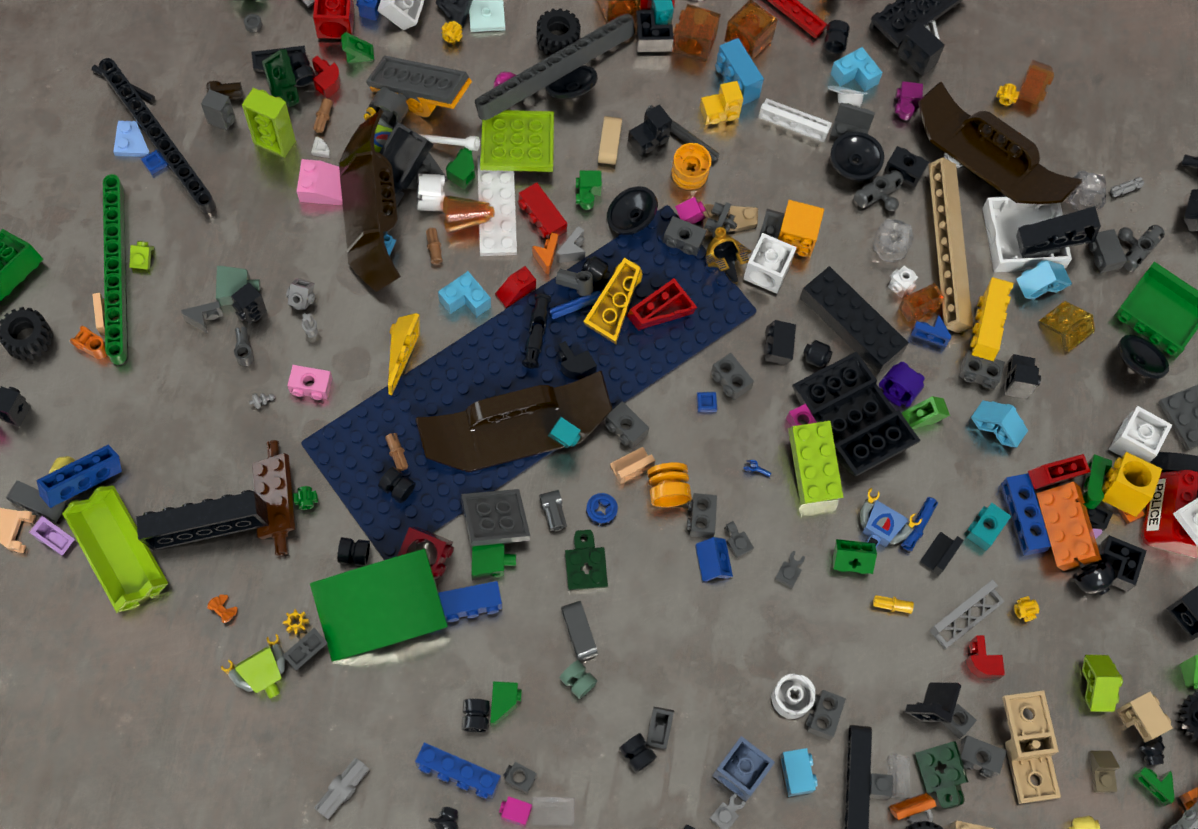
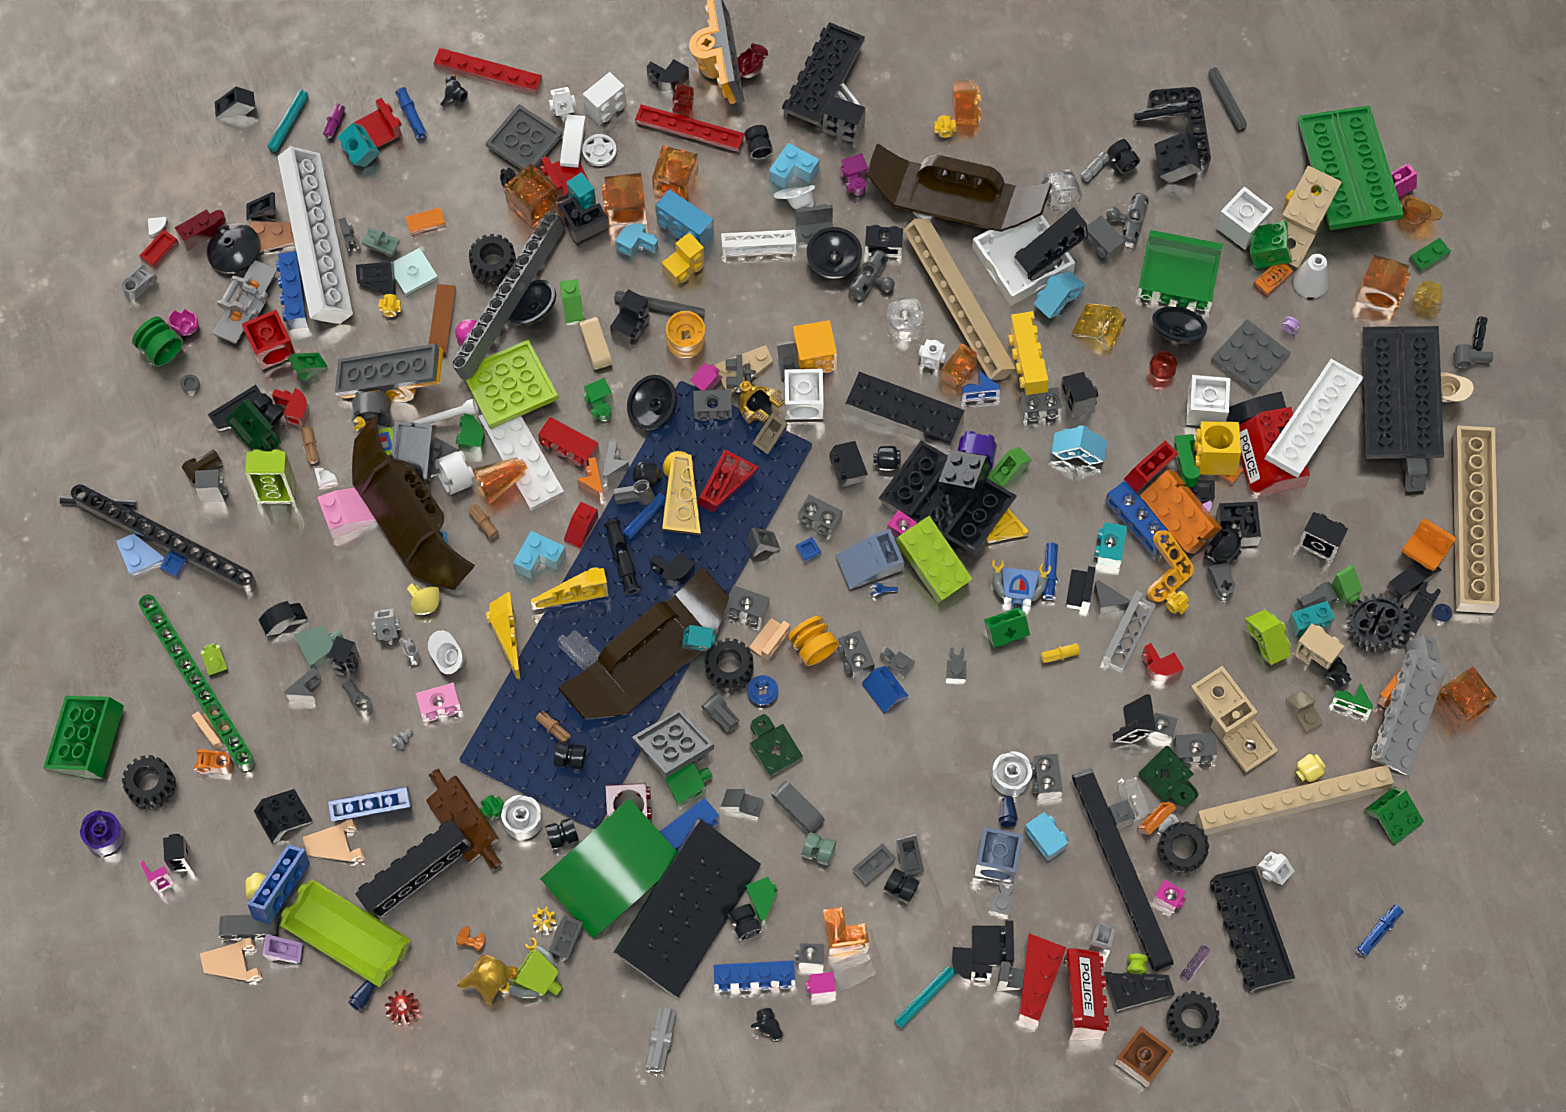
camera: 20 degrees left, 0 degrees up
(98, 613) = (361, 997): none -> dark blue cone
(122, 415) = (281, 814): none -> black bracket
(128, 633) = (405, 999): none -> clear red gear
(152, 463) = (333, 843): none -> light nougat flag
(200, 442) = (369, 803): none -> brick
(214, 652) = (489, 977): none -> pearl gold piece
(217, 244) = (281, 615): none -> black brick
(316, 514) = (517, 827): none -> white brick
(339, 342) = (446, 652): none -> white piece
(345, 288) = (424, 600): none -> light yellow piece
(427, 676) = (687, 908): none -> black plate
(456, 393) = (578, 649): none -> clear panel
(488, 341) = (583, 587): none -> yellow wedge
(491, 62) = (442, 316): none -> dark orange tile
(531, 603) = (741, 803): none -> dark grey slope
(556, 775) = (842, 937): none -> clear orange brick
(586, 456) = (734, 650): none -> black tyre
(608, 96) = (571, 301): none -> bright green slope
(623, 718) = (874, 863): none -> dark grey plate
(668, 373) = (761, 540): none -> dark grey slope
(689, 67) = (634, 236): none -> medium azure brick
(723, 283) = (770, 433): none -> dark tan slope
(758, 436) = (871, 559): none -> sand blue slope
(772, 732) = (1008, 815): none -> dark blue cone
(881, 399) = (964, 474): none -> brick
(897, 466) = (1007, 528): none -> yellow wing
(962, 575) = (1109, 599): none -> dark grey slope
(1037, 578) = (1175, 570): none -> light orange beam
(1078, 608) = (1222, 580): none -> dark grey piece
(1111, 386) = (1163, 366): none -> clear red hair
(1141, 683) = (1317, 614): none -> teal brick
(1158, 188) = (1124, 158): none -> black wheel
(1169, 668) = (1322, 593): none -> dark grey piece

